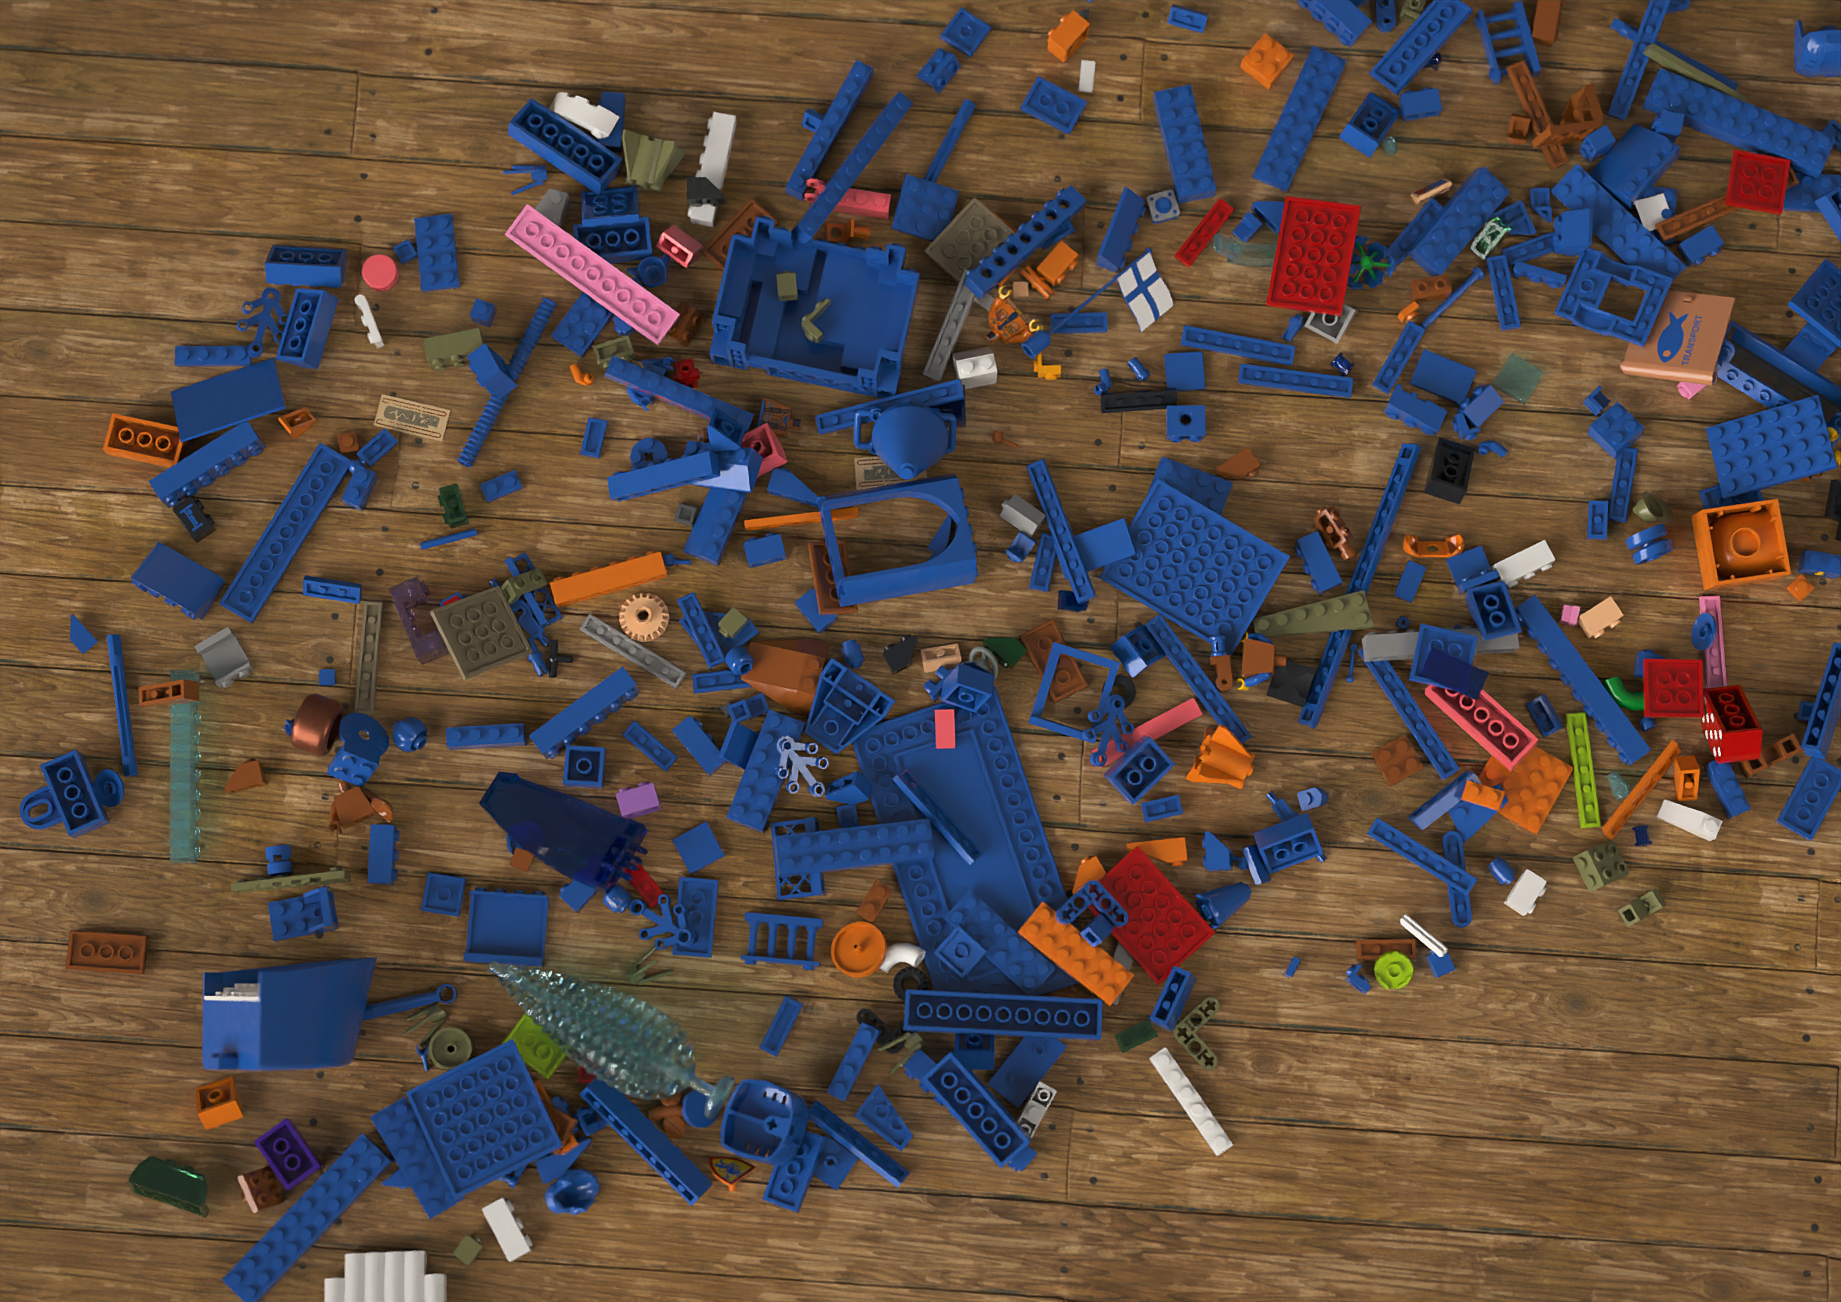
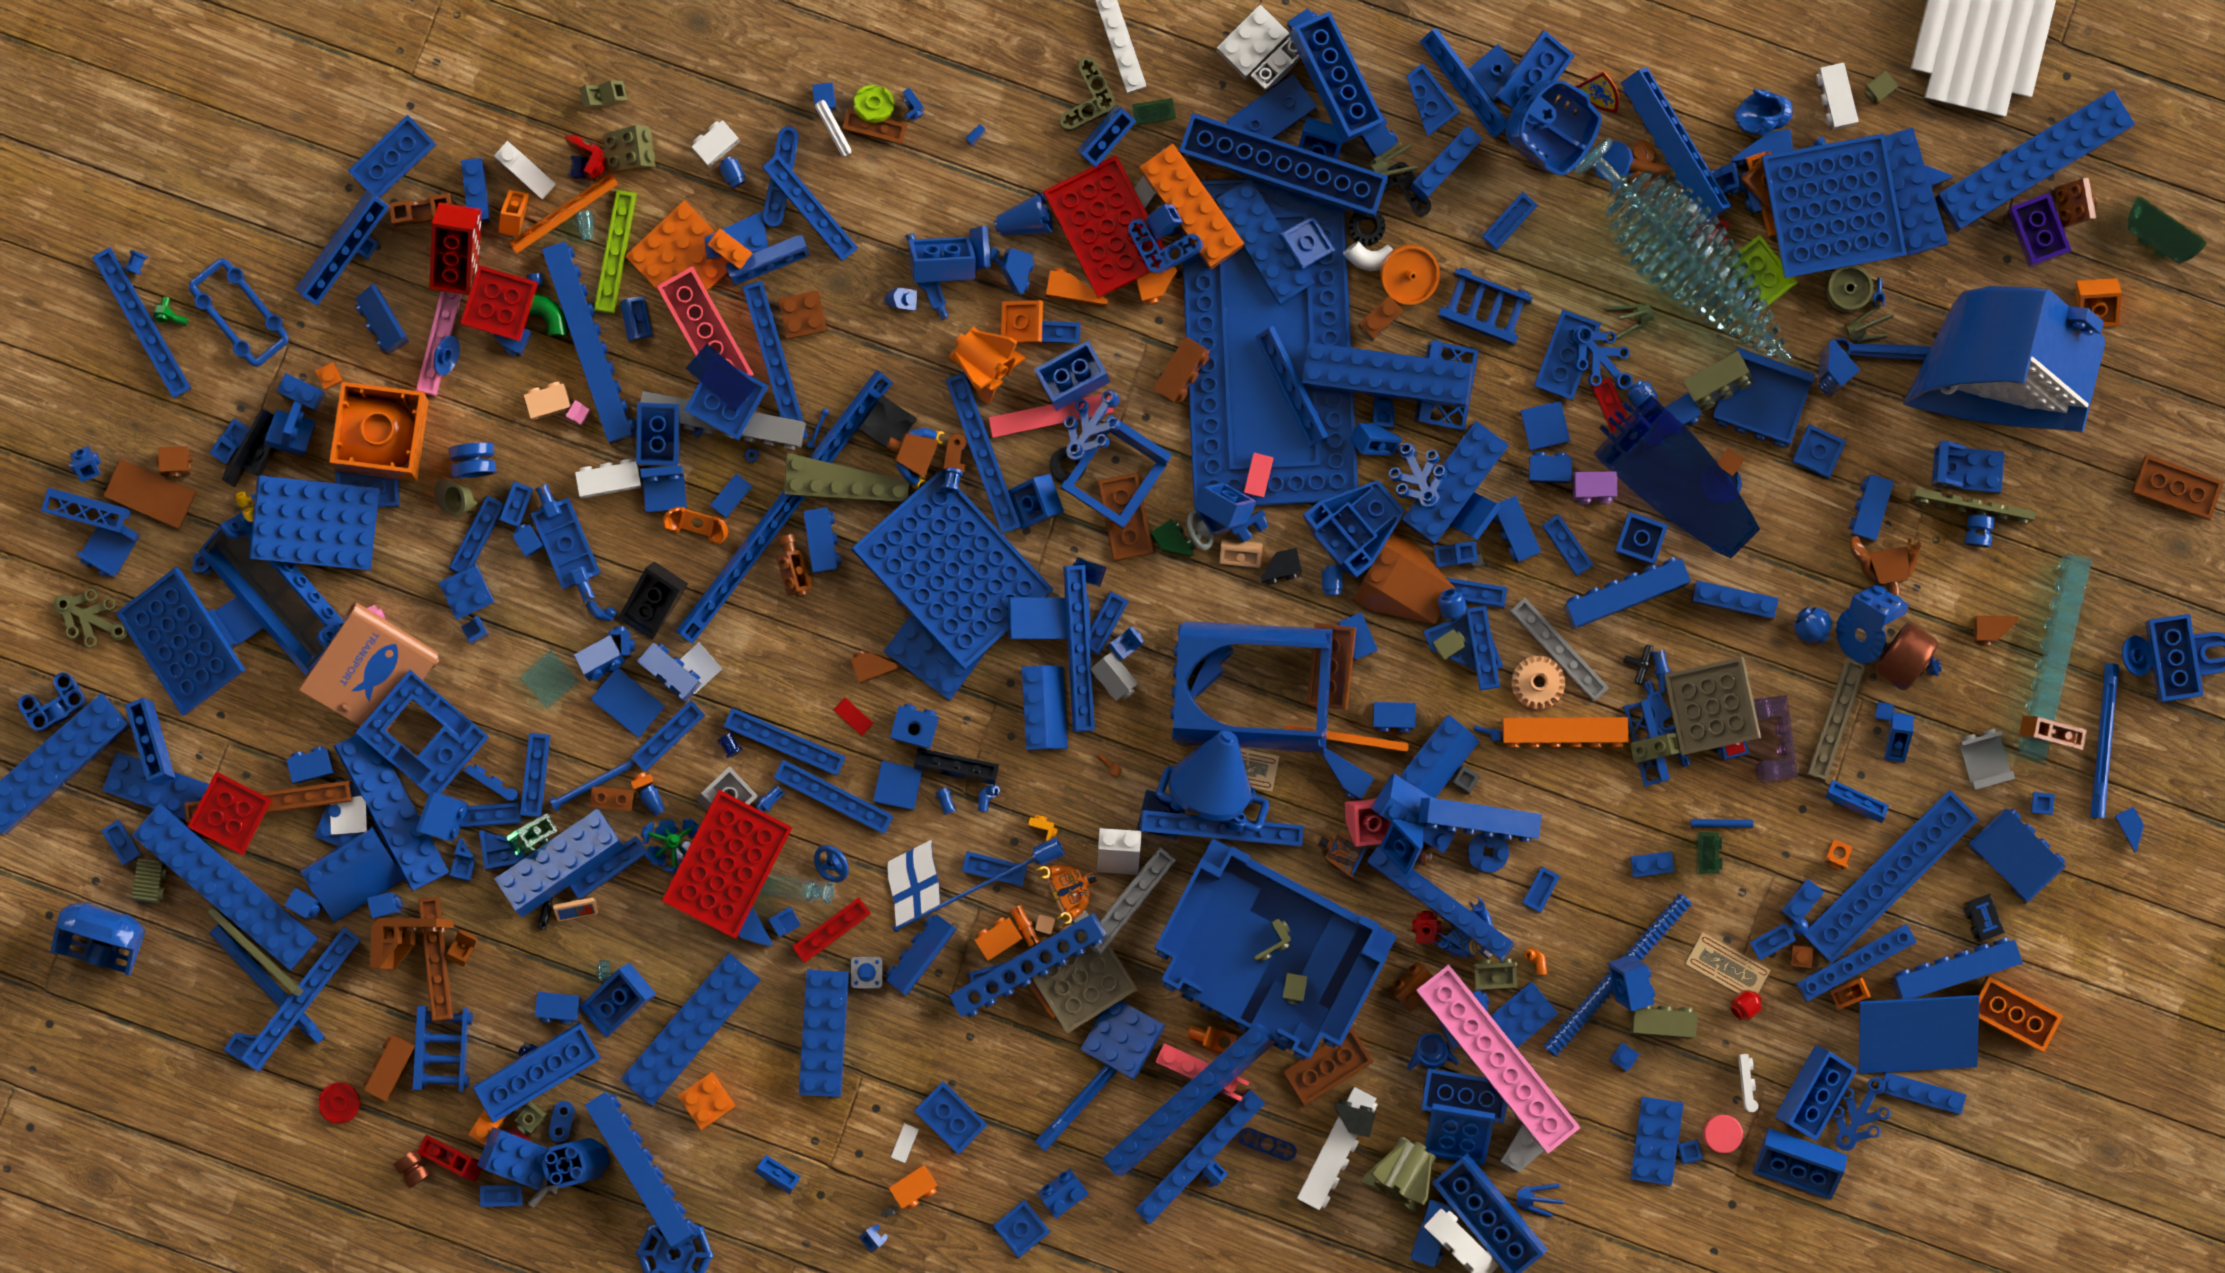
camera: 165 degrees left, 5 degrees up
(165, 634) = (2042, 803): none -> blue plate
(299, 448) = (1855, 962): none -> blue brick
(308, 657) = (1899, 737): none -> blue slope
(337, 531) = (1836, 863): none -> orange bracket
(387, 386) = (1746, 1005): none -> red head
(445, 963) = (1834, 368): none -> blue slope
(549, 927) = (1719, 381): none -> olive brick
(679, 246) = (1395, 1071): coral brick -> none
(683, 809) = (1550, 468): none -> blue brick
(760, 161) = (1280, 1155): none -> clear blue beam
(1041, 803) = (1182, 370): none -> dark orange brick
(1063, 1126) = (1252, 42): none -> white brick
(1076, 472) = (1044, 708): none -> blue slope
(1198, 807) = (1022, 320): none -> orange plate
(1219, 289) = (835, 861): none -> blue piece
(1241, 421) = (853, 716): none -> red sticker
(1388, 428) = (701, 663): none -> white sticker
(1395, 300) = (652, 800): none -> blue cone
(1455, 174) = (545, 914): none -> black piece
(1542, 498) = (565, 543): none -> blue plate
(1577, 491) = (527, 540): none -> blue brick
(1627, 841) = (595, 164): none -> red bracket
(1771, 648) = (381, 320): none -> blue slope
(1805, 109) = (149, 881): none -> olive brick
(1818, 526) = (290, 431): none -> blue bracket

